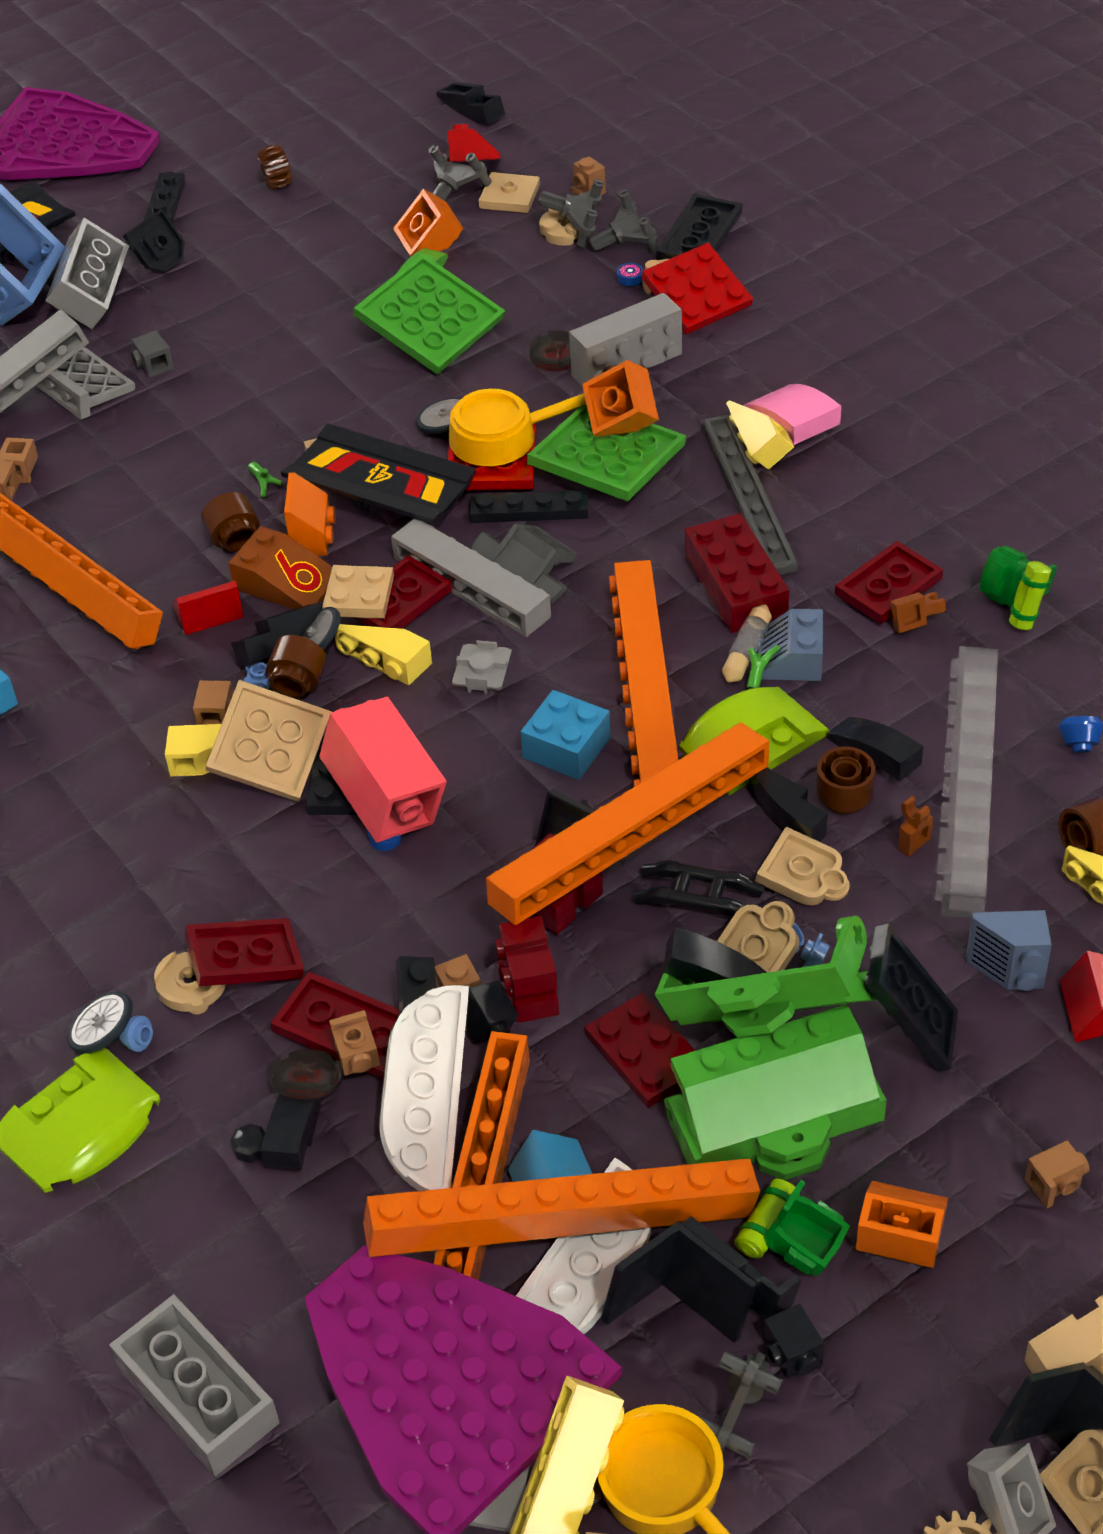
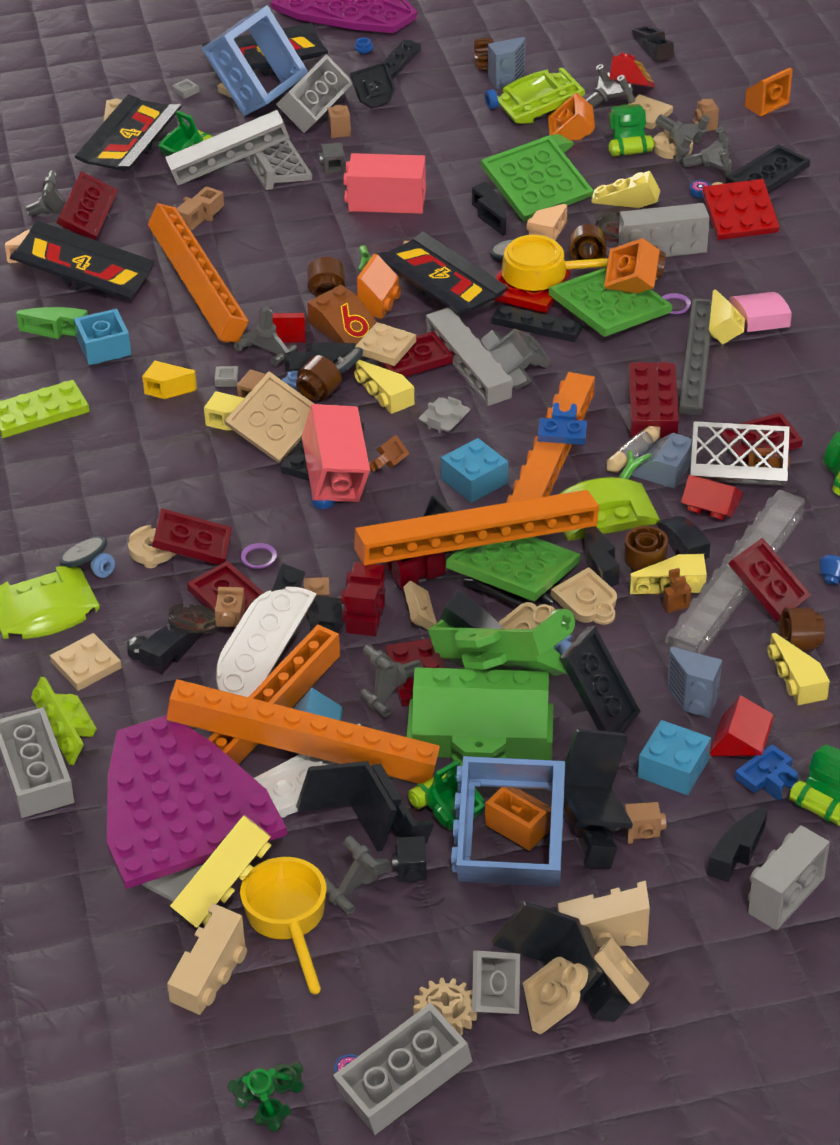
camera: 20 degrees right, 5 degrees down
(91, 727) = (168, 380): none -> yellow slope
(111, 193) = (363, 45): none -> blue plate
(135, 302) = (339, 121): none -> medium nougat brick
(164, 697) = (226, 376): none -> light grey tile
(183, 1191) = (85, 661): none -> tan plate
(196, 627) = (266, 337): none -> dark grey axle
(204, 1289) = (66, 717): none -> lime bracket
(243, 370) = (385, 183): none -> coral brick
(309, 171) = (506, 61): none -> sand blue slope
(313, 223) = (491, 99): none -> blue tile
(342, 930) = (258, 546): none -> medium lavender piece
(369, 203) = (537, 94): none -> lime slope
(389, 367) = (489, 207): none -> black slope
(444, 742) = (390, 453): none -> dark orange plate
(471, 369) = (548, 221): none -> light nougat slope
(509, 222) = (628, 131): none -> green piece
(540, 383) = (587, 234): none -> reddish brown piece
(551, 301) = (629, 192): none -> light yellow slope
(597, 950) = (419, 605): none -> tan plate
(625, 1072) = (387, 678): none -> dark grey axle
(648, 132) = (769, 93): none -> orange slope
(654, 642) = (563, 427): none -> blue plate
(687, 421) = (680, 297): none -> medium lavender piece
(701, 856) = (517, 566): none -> bright green plate
(879, 681) = (711, 496): none -> red slope
(883, 808) = (656, 577): none -> light yellow slope
(892, 638) = (744, 473): none -> fence
(969, 1218) = (511, 774): none -> medium blue window
(984, 1170) = (589, 792): none -> black piece
(1020, 773) = (769, 578): none -> dark red plate
(1043, 1064) = (674, 757): none -> dark azure brick

